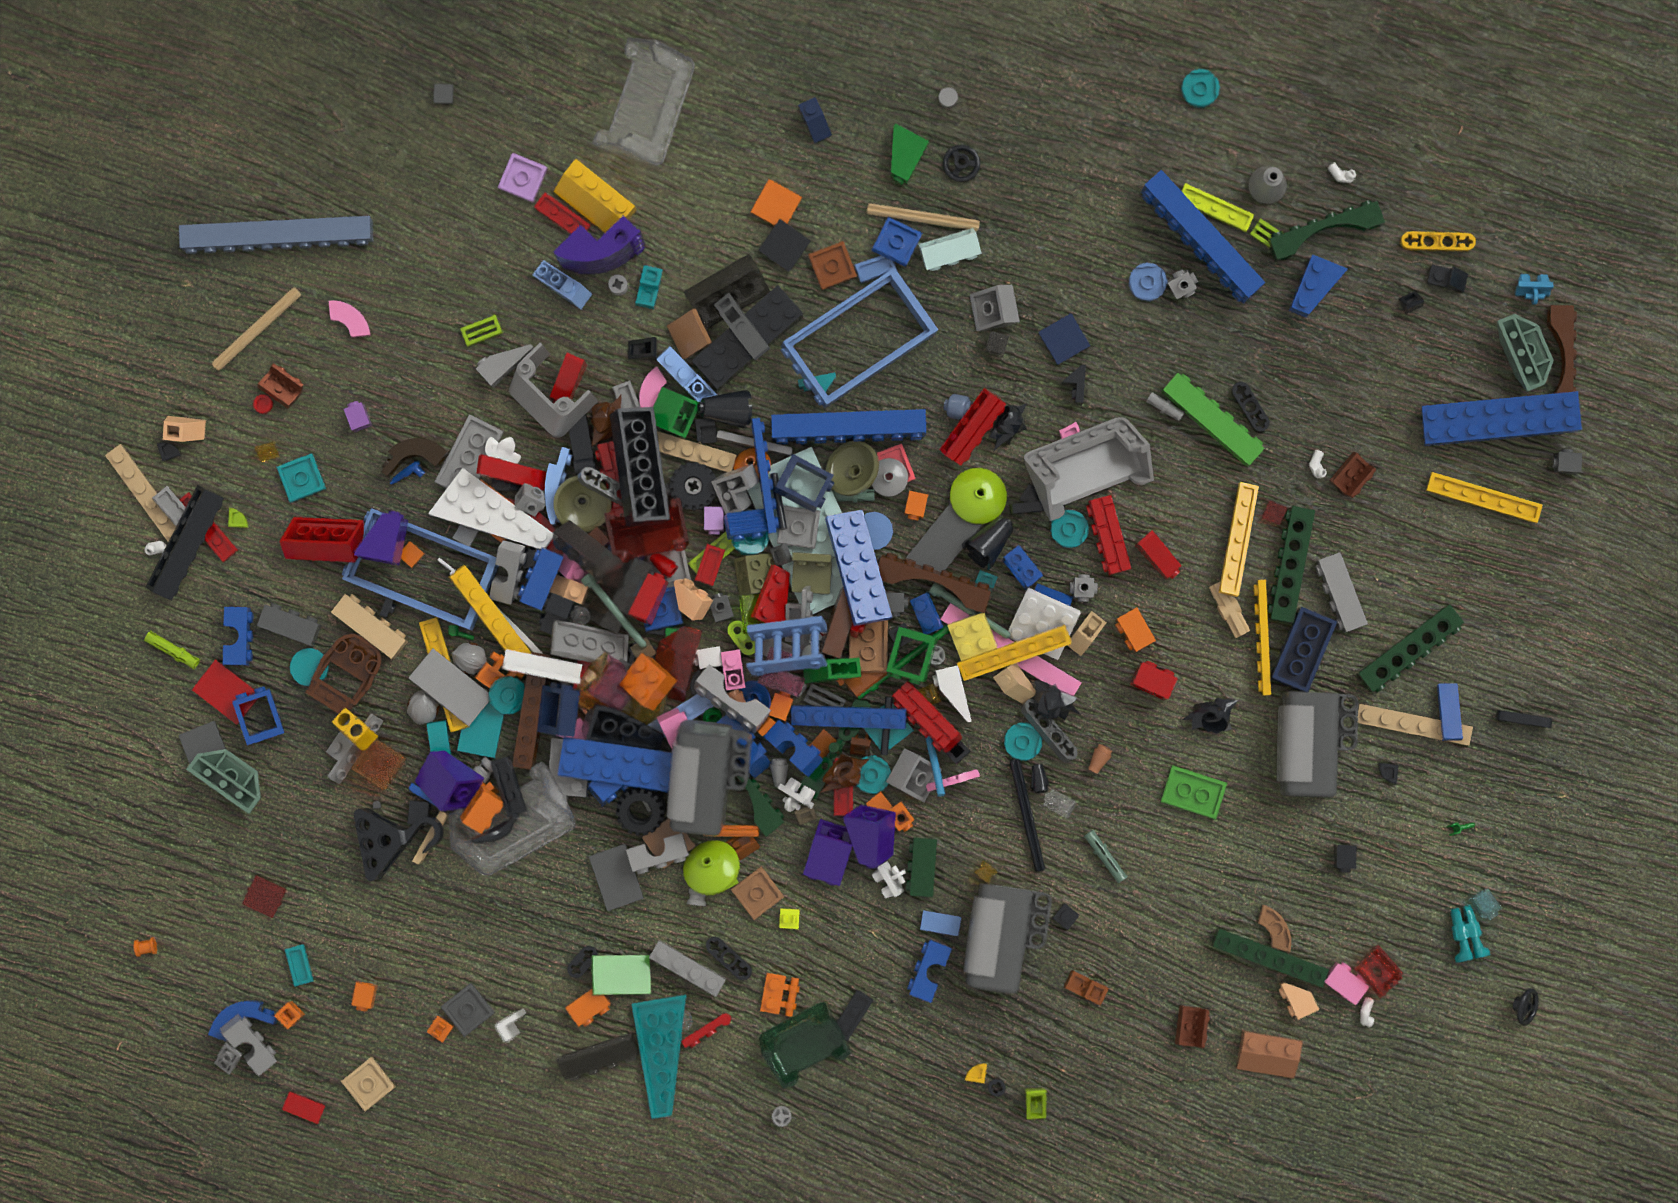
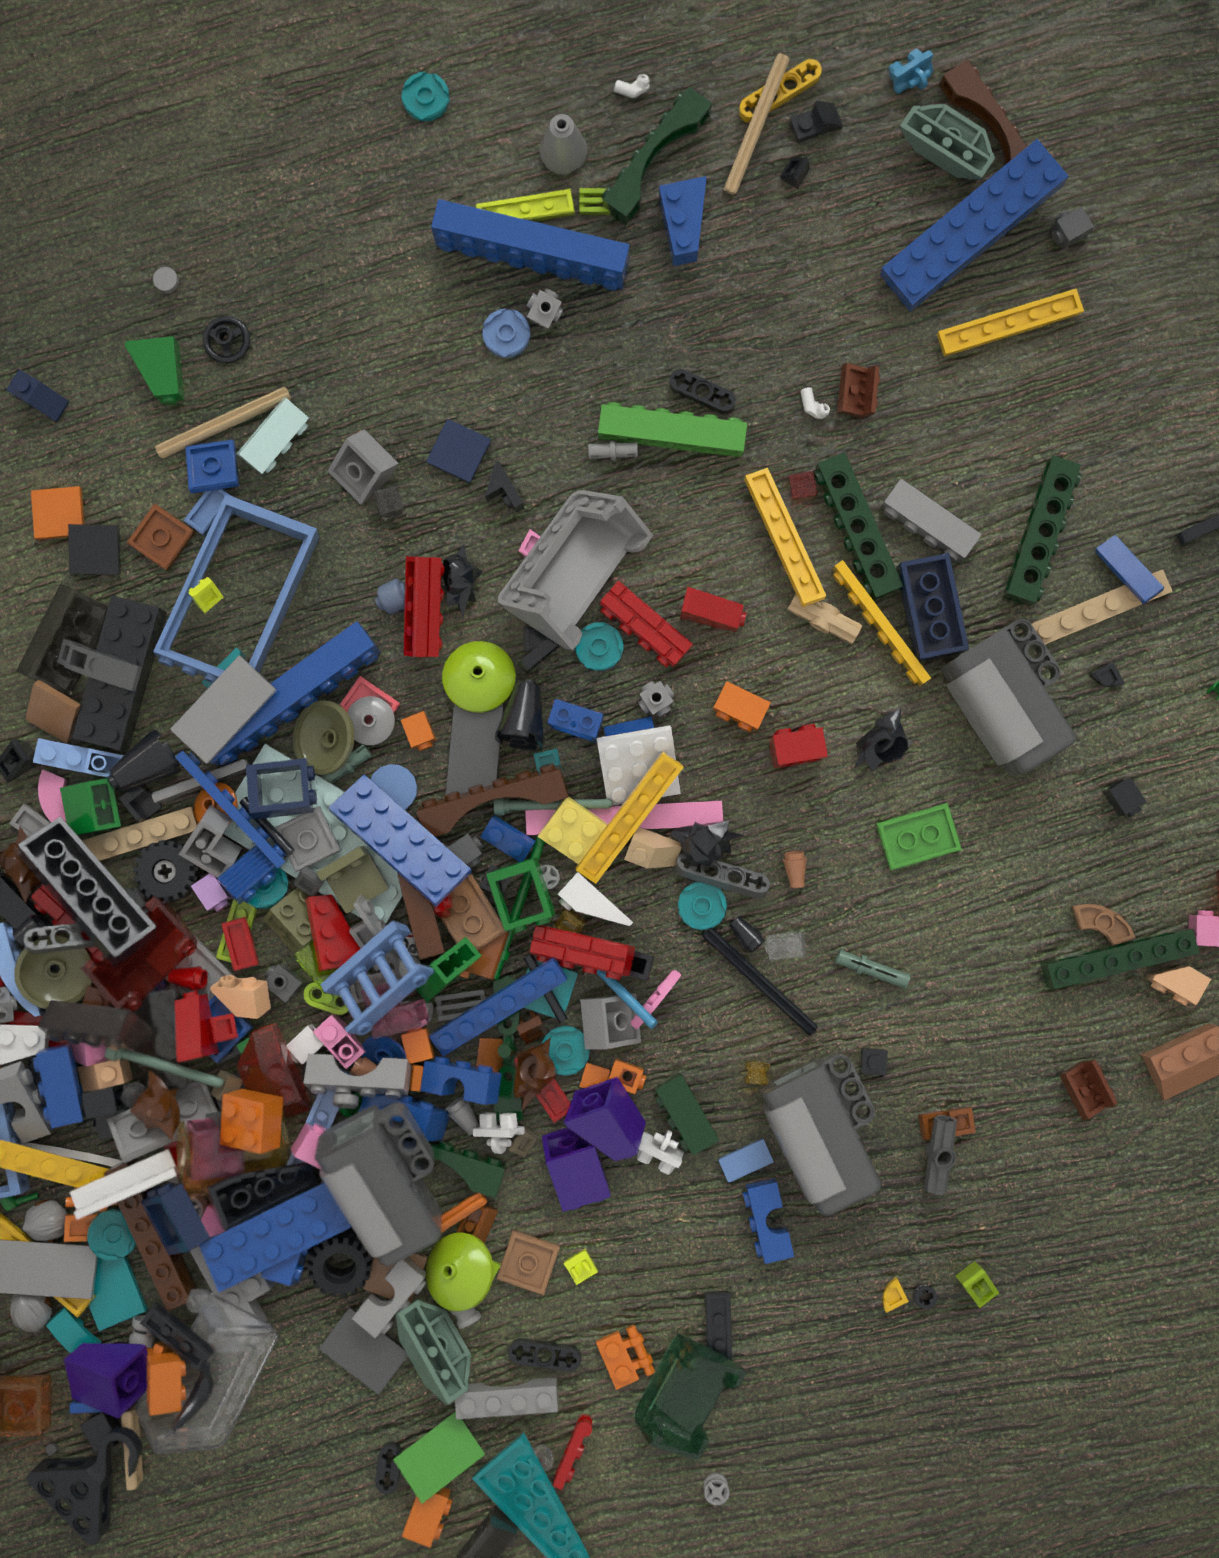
camera: 35 degrees left, 0 degrees up
(594, 633) = (158, 1107): none -> reddish brown hair
(662, 905) = (435, 1349): none -> sand green wedge
(665, 611) = (222, 1028): none -> red tile
(713, 710) = (345, 1101): none -> light grey tile
(803, 409) = (223, 709): none -> light grey tile
(840, 327) = (205, 594): none -> neon yellow tile
(1075, 993) = (939, 1167): none -> dark grey piece
(1086, 633) = (692, 744): tan slope -> none
(1405, 254) = (756, 124): none -> tan axle

